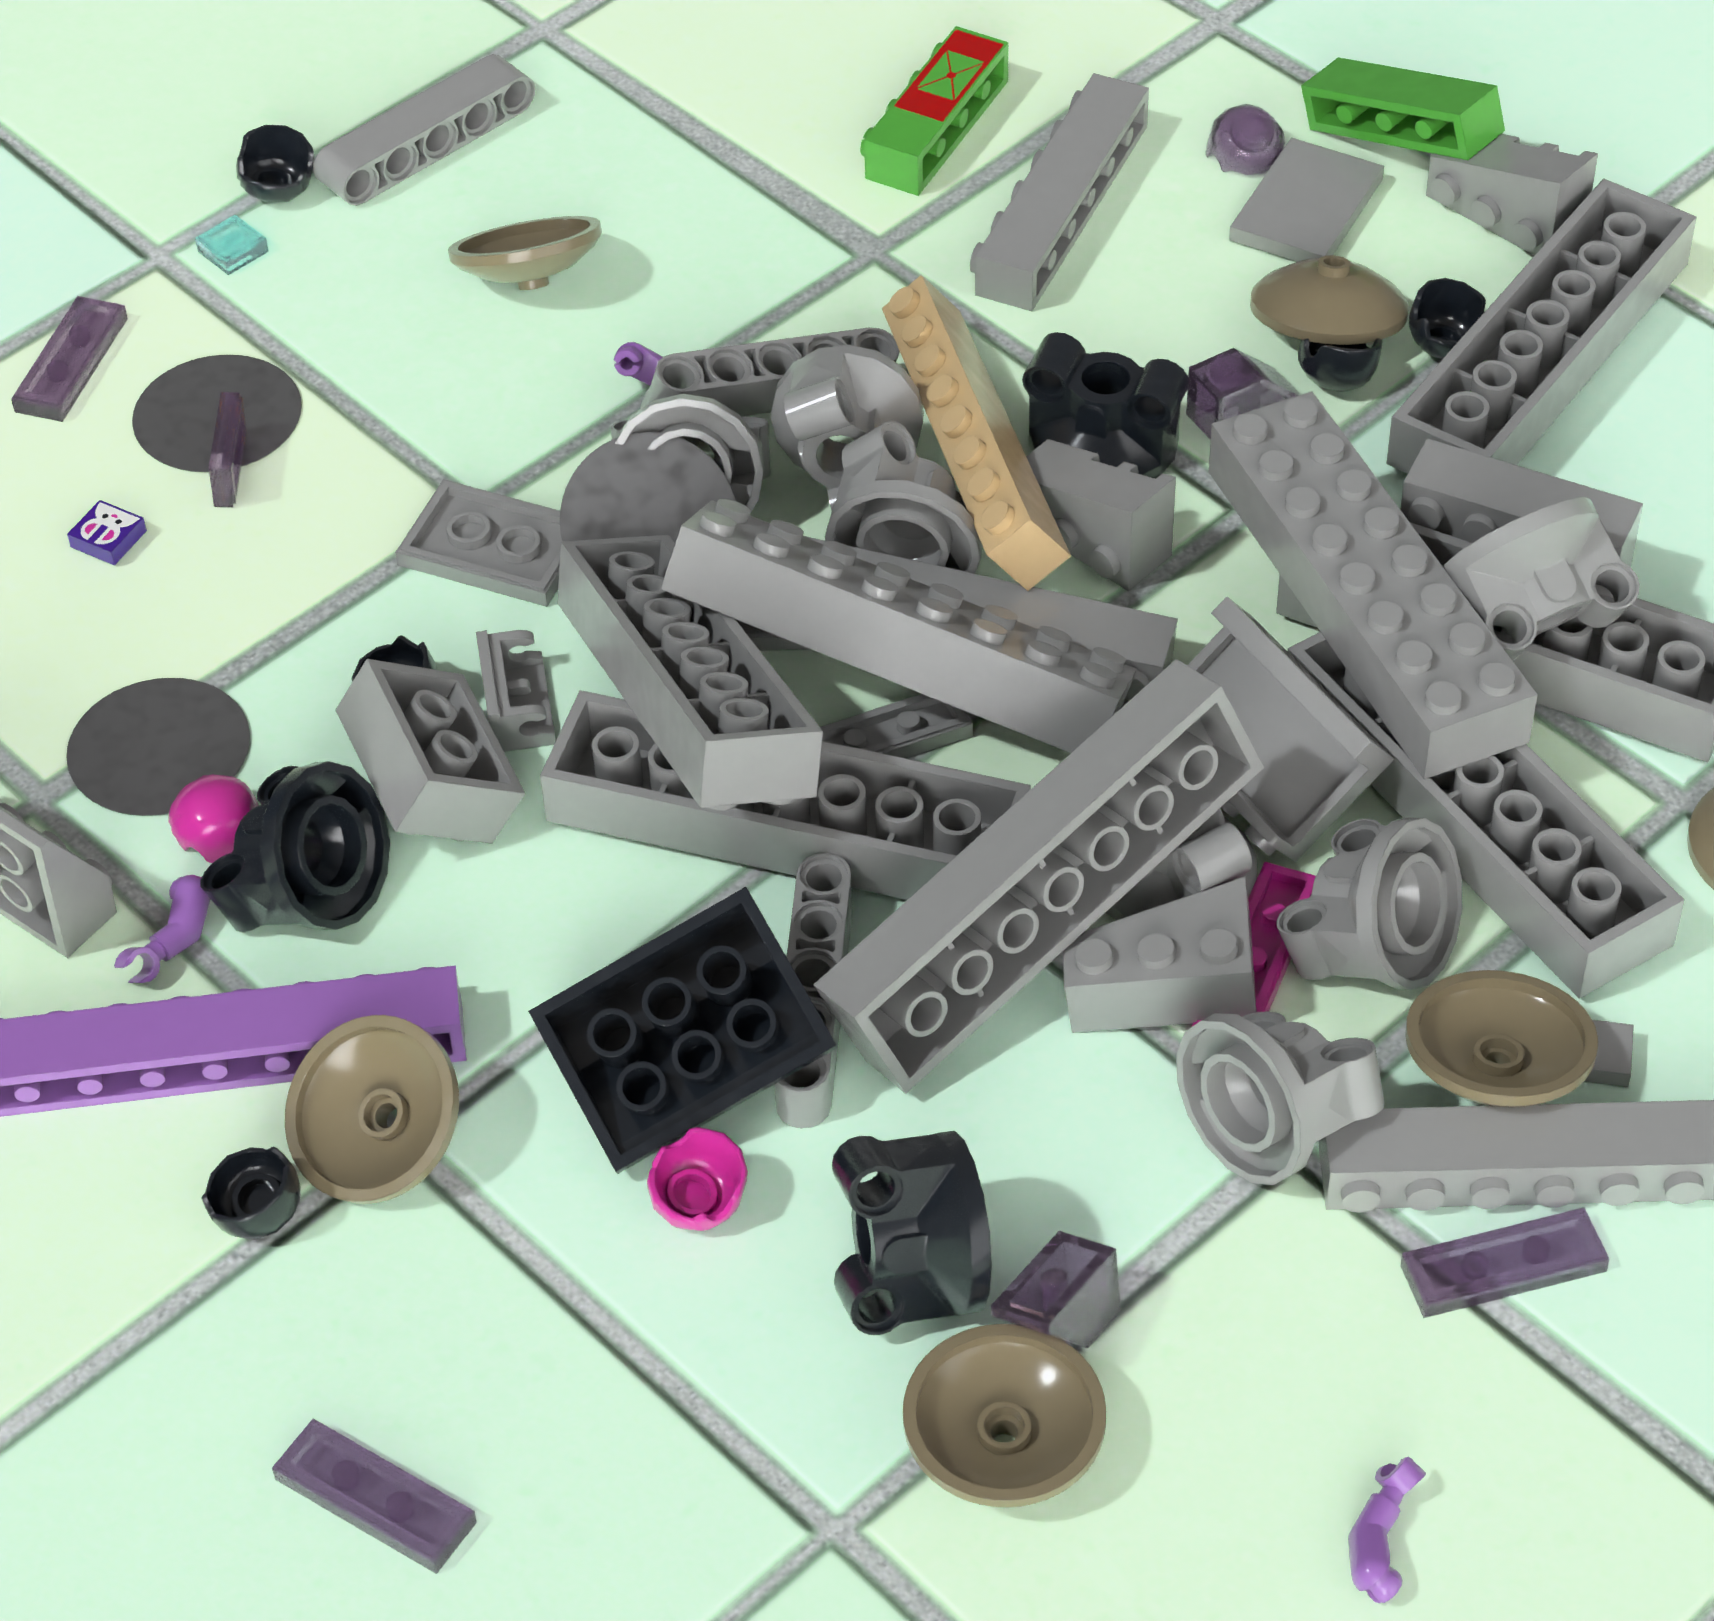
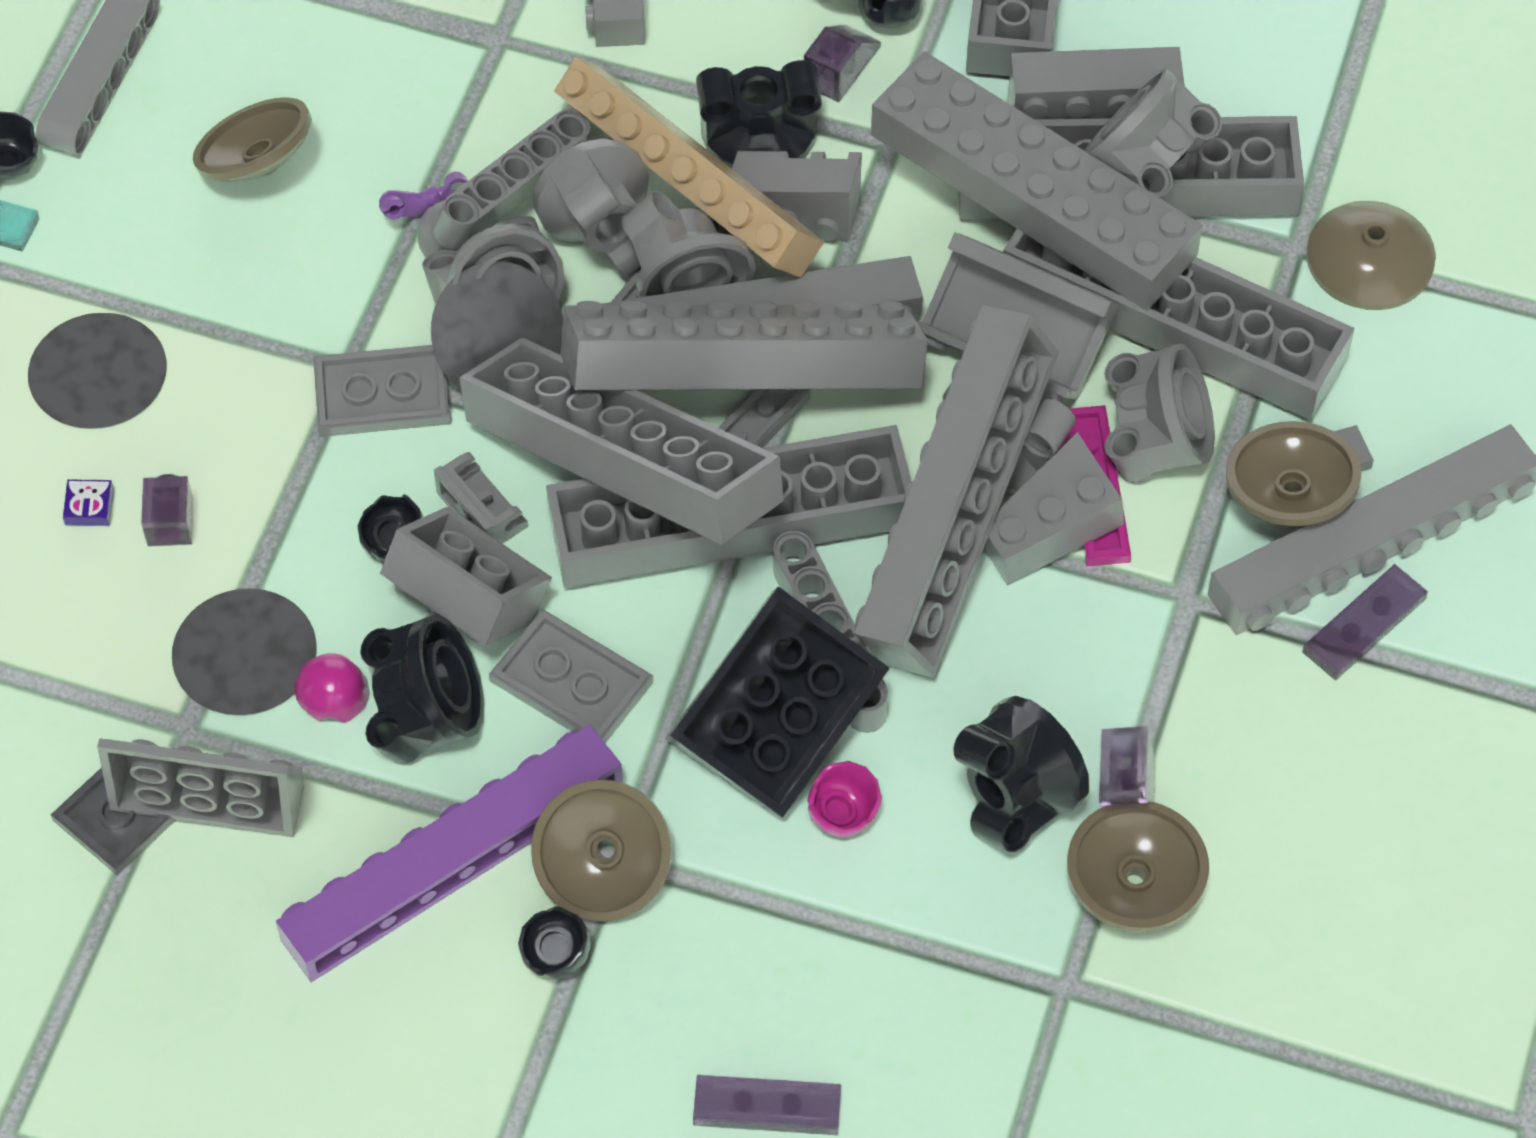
camera: 30 degrees left, 10 degrees up
(175, 568) = (167, 510): none -> clear purple brick
(183, 929) = (360, 757): medium lavender arm -> none
(227, 449) = (139, 399): clear purple tile -> none
(487, 919) = (570, 676): none -> light grey tile
(1272, 1090) = (1177, 574): light grey piece -> none
(1368, 1537) = (1387, 836): medium lavender arm -> none

